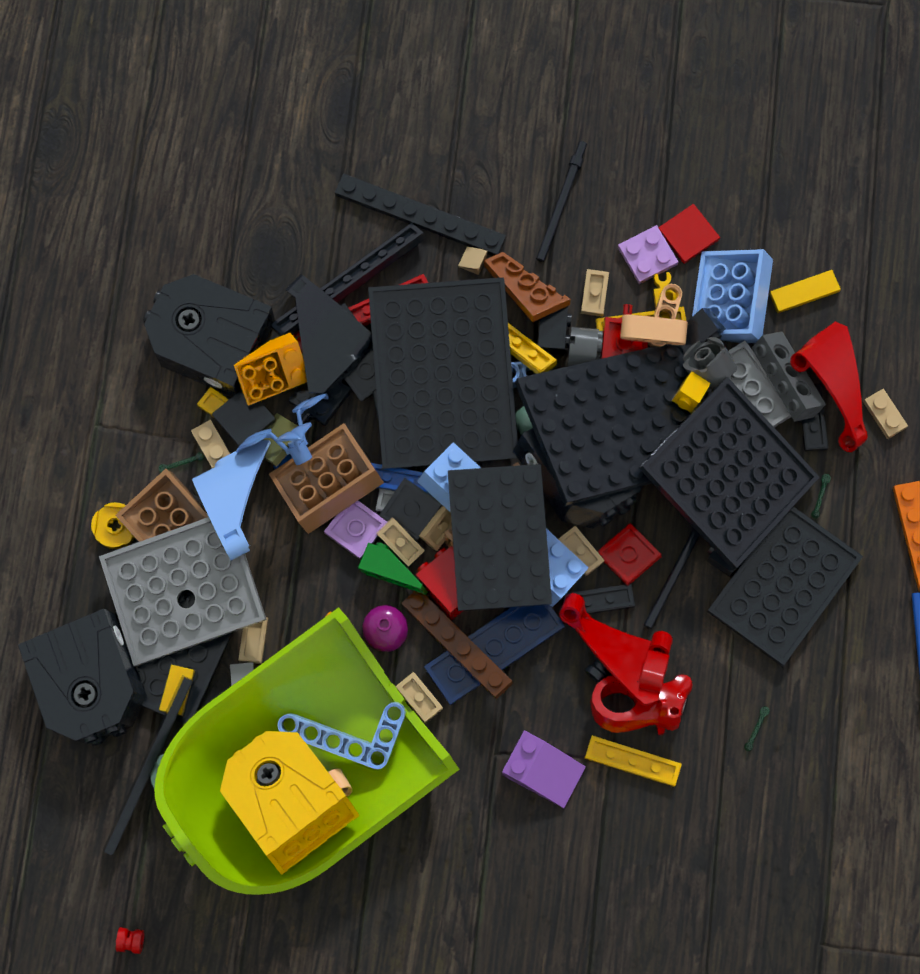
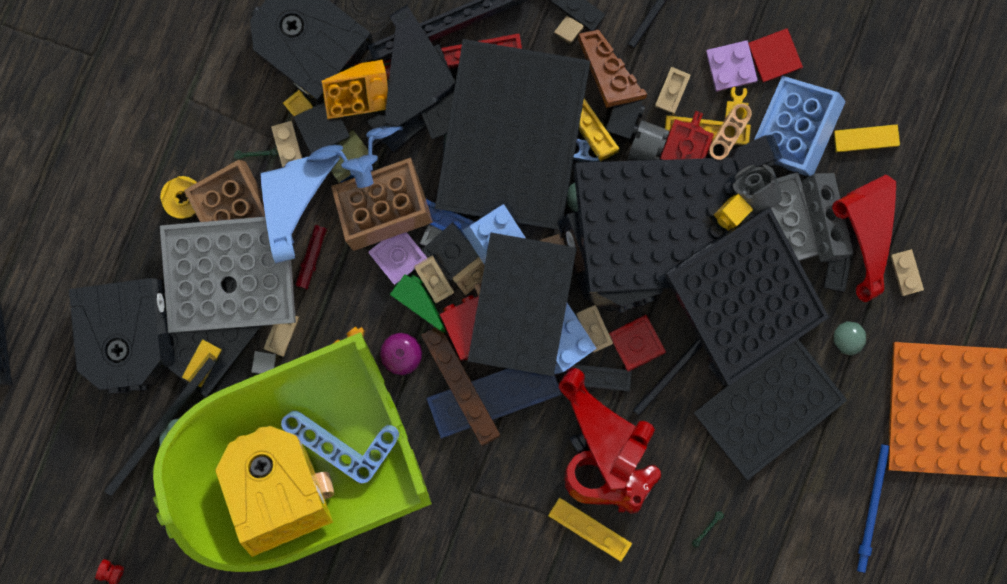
camera: 15 degrees right, 10 degrees up
(264, 560) = (311, 256): none -> dark red pin
(419, 697) = (415, 424): tan plate -> none
(543, 769) = (508, 517): medium lavender slope -> none
(653, 329) = (715, 144): light nougat beam -> none
(825, 479) = (834, 319): clear green hinge -> none
(847, 493) = (850, 338): none -> sand green hair

